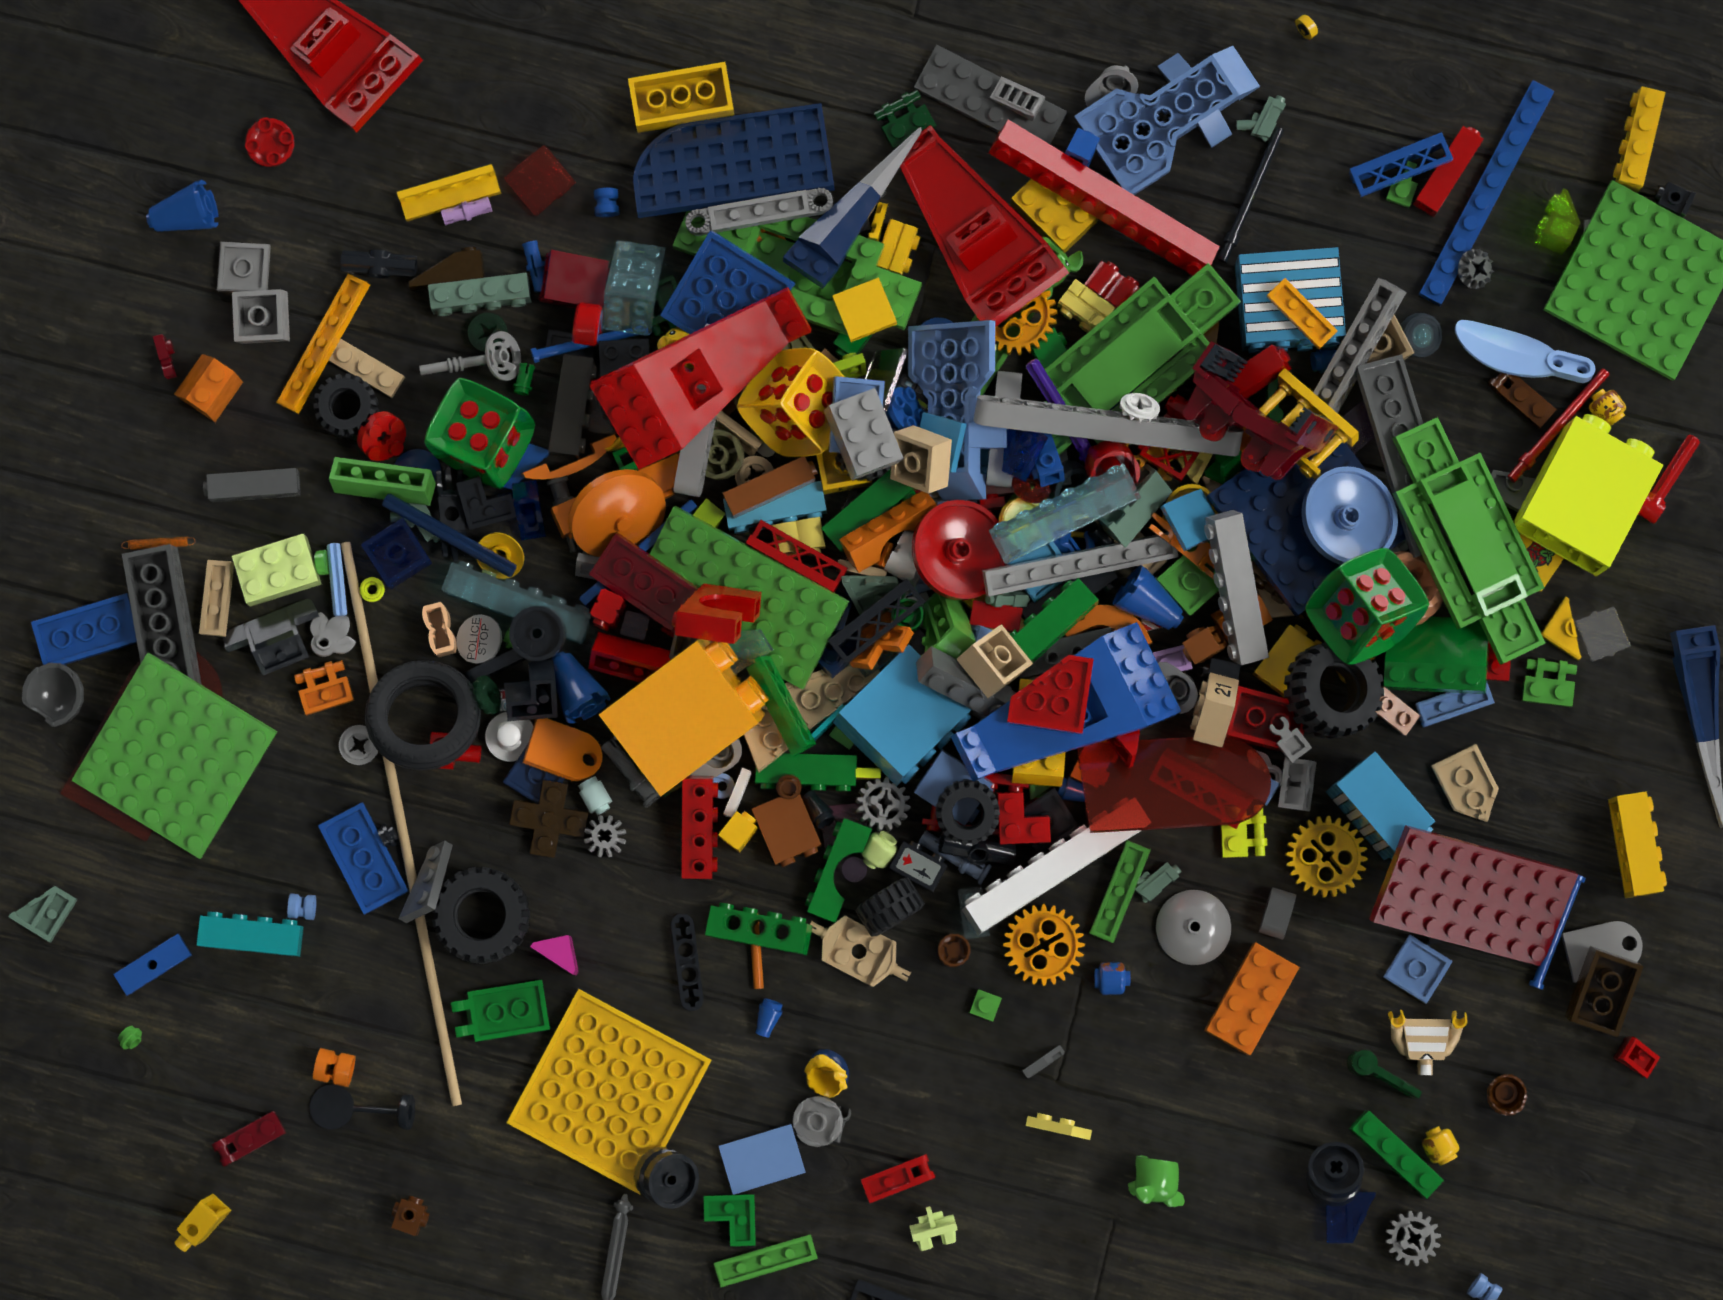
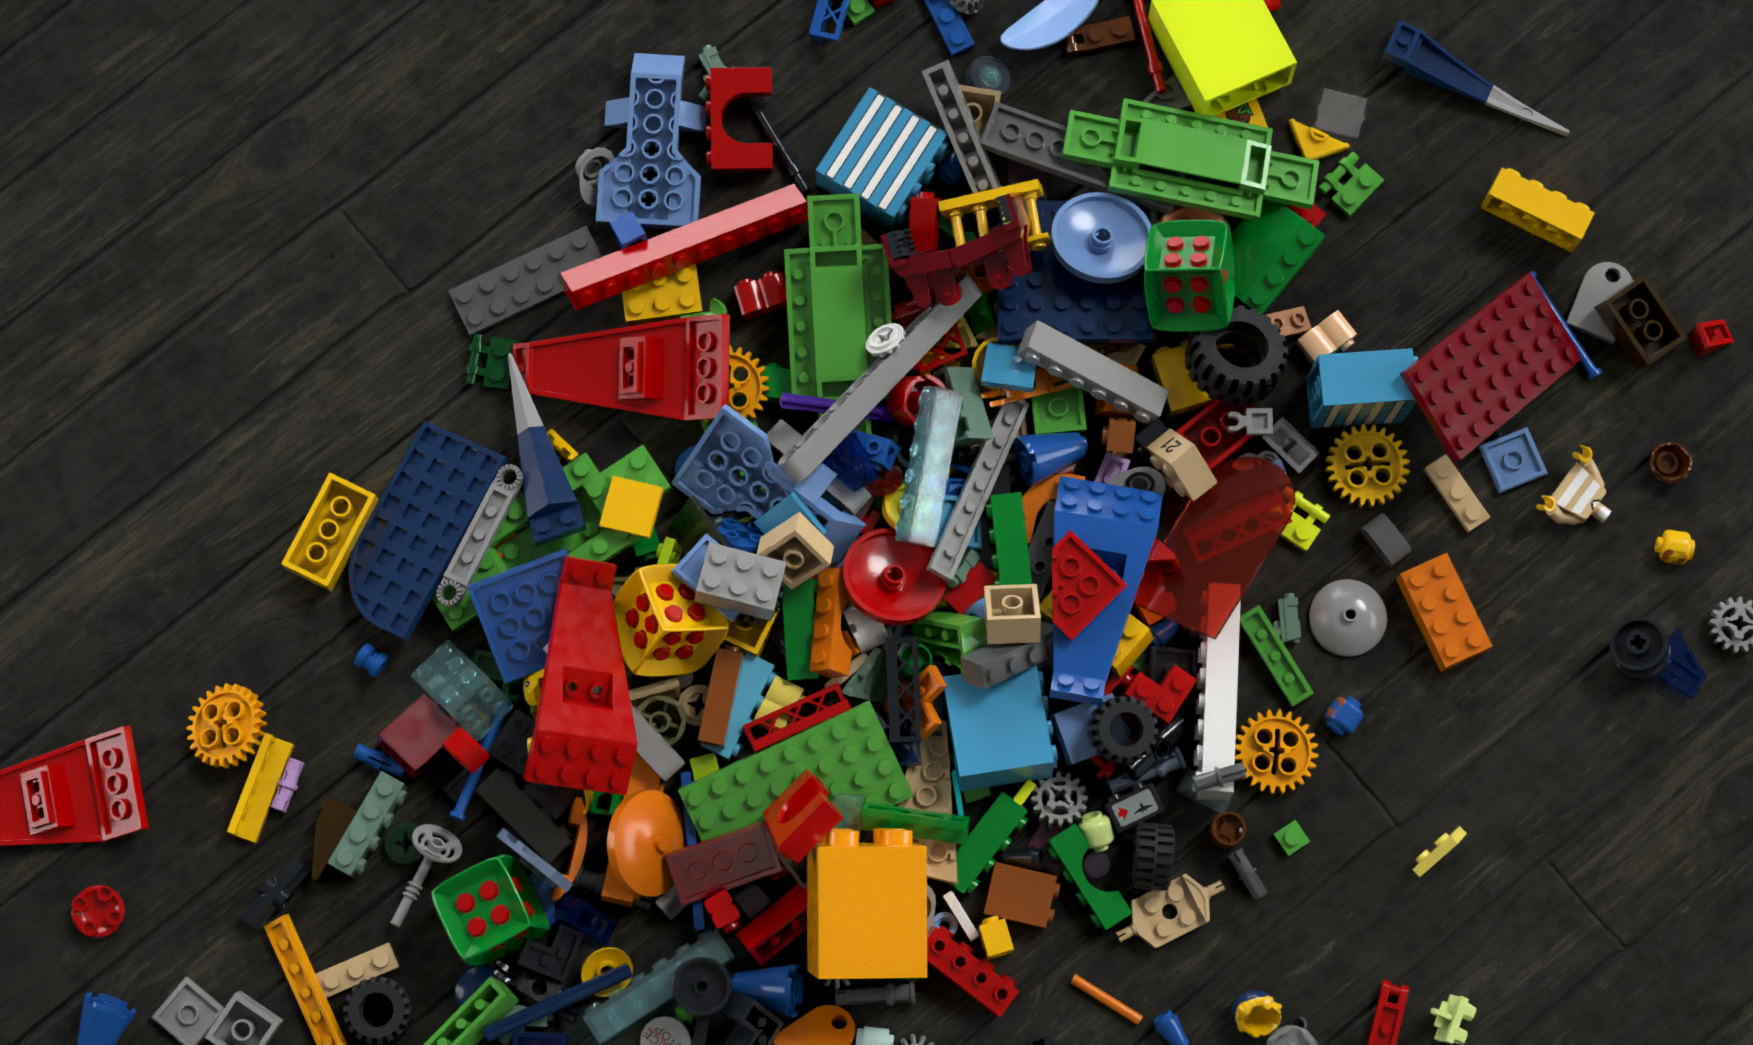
camera: 55 degrees left, 5 degrees down
(390, 445) = (439, 995): red plate -> none
(476, 124) = (226, 726): none -> light orange gear
(523, 381) = (470, 841): green pin -> none
(540, 180) = (309, 703): clear red slope -> none
(541, 440) = (535, 863): none -> sand blue wing
(788, 786) = (988, 867): reddish brown plate -> none
(796, 941) = (1066, 1015): green brick -> none
(898, 243) = (592, 439): yellow brick -> none
(932, 991) = (1247, 874): none -> dark grey axle
(984, 912) = (1219, 777): none -> dark grey axle
(1021, 90) = (550, 243): light grey slope -> none
(1043, 1062) = (1374, 825): dark grey tile -> none
(1084, 306) = (762, 329): light yellow brick -> none
(1156, 1182) = (1543, 801): bright green piece -> none
(1255, 136) = (725, 87): none -> red arch
(1302, 313) = (904, 154): light orange plate -> none
(1356, 945) = (1456, 493): none -> tan plate
(1366, 1063) = (1568, 555): dark green piece -> none
(1396, 1154) = (1657, 588): green brick -> none
(1406, 753) = (1327, 337): none -> light nougat brick
(1451, 705) = (1312, 277): medium blue tile -> none
(1467, 783) = (1386, 308): tan tile -> none

